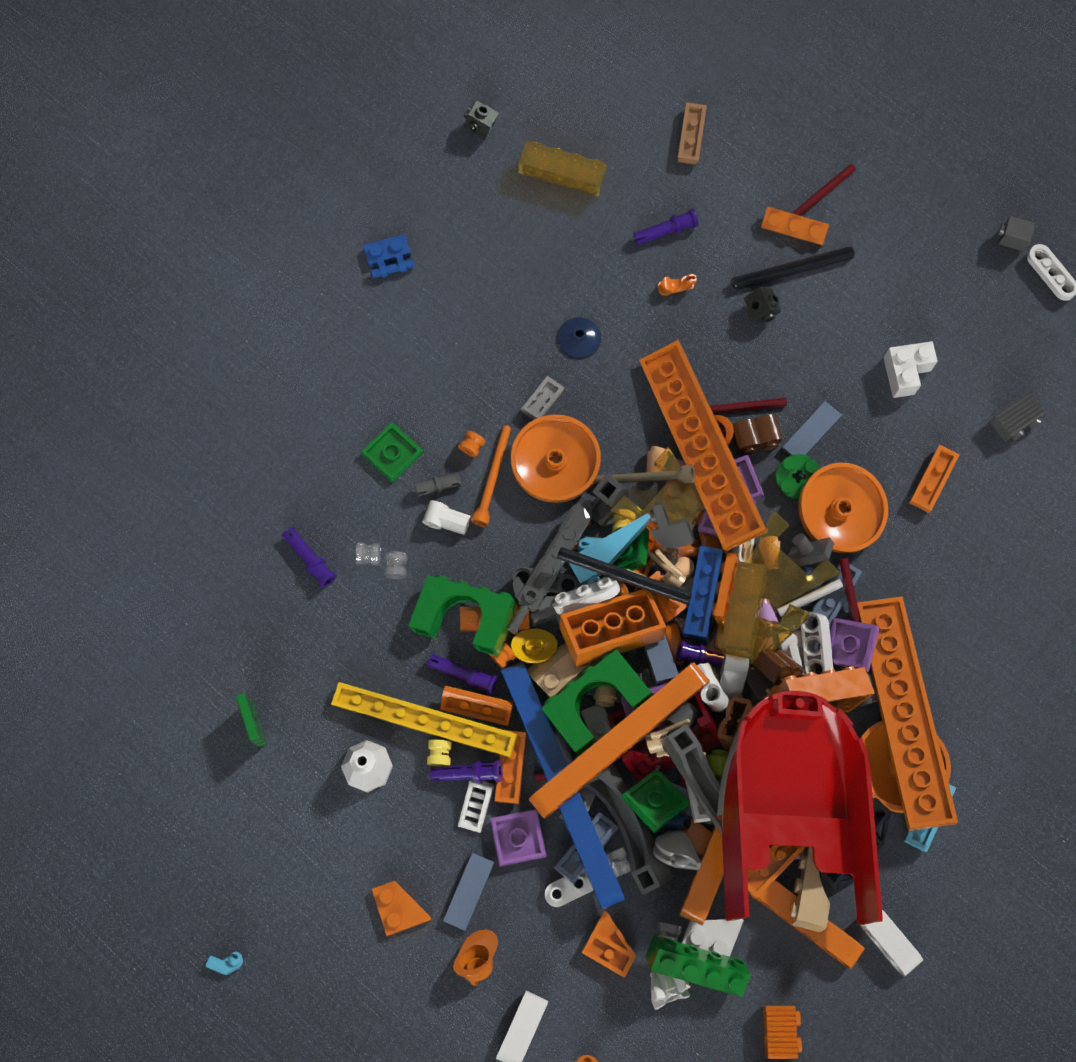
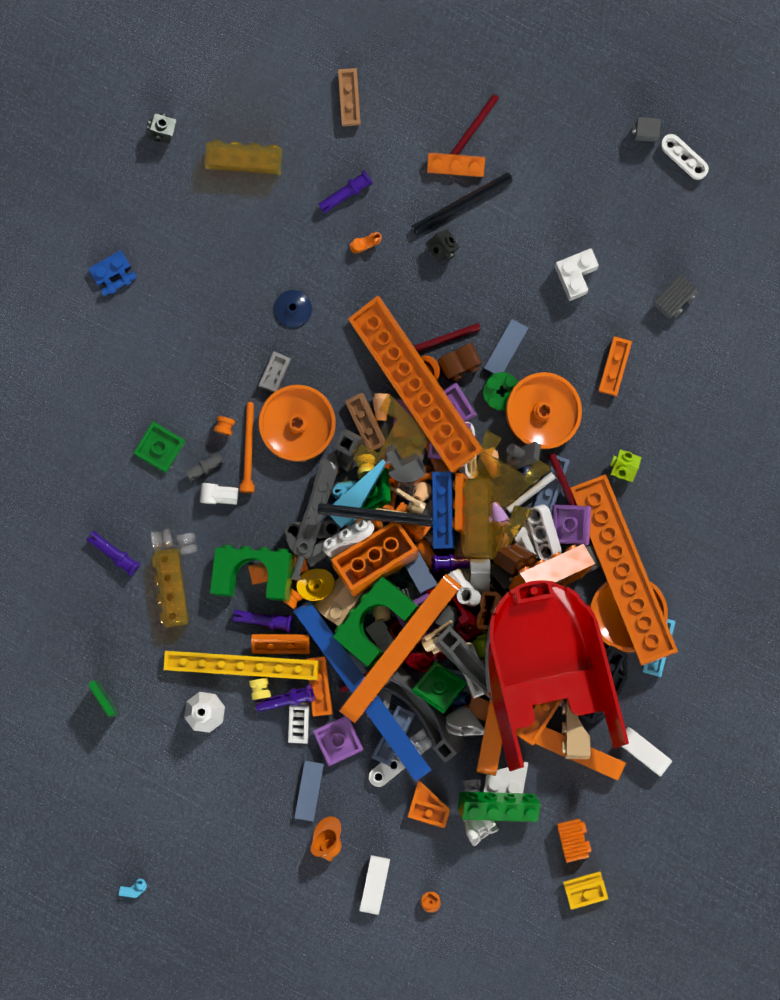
camera: 10 degrees left, 10 degrees up
(364, 611) = (171, 587): none -> clear yellow brick
(398, 908) = (256, 816): orange wing -> none
(631, 462) = (365, 422): none -> medium nougat plate
(683, 474) = (407, 415): dark tan piece -> none
(927, 591) = (625, 465): none -> lime brick

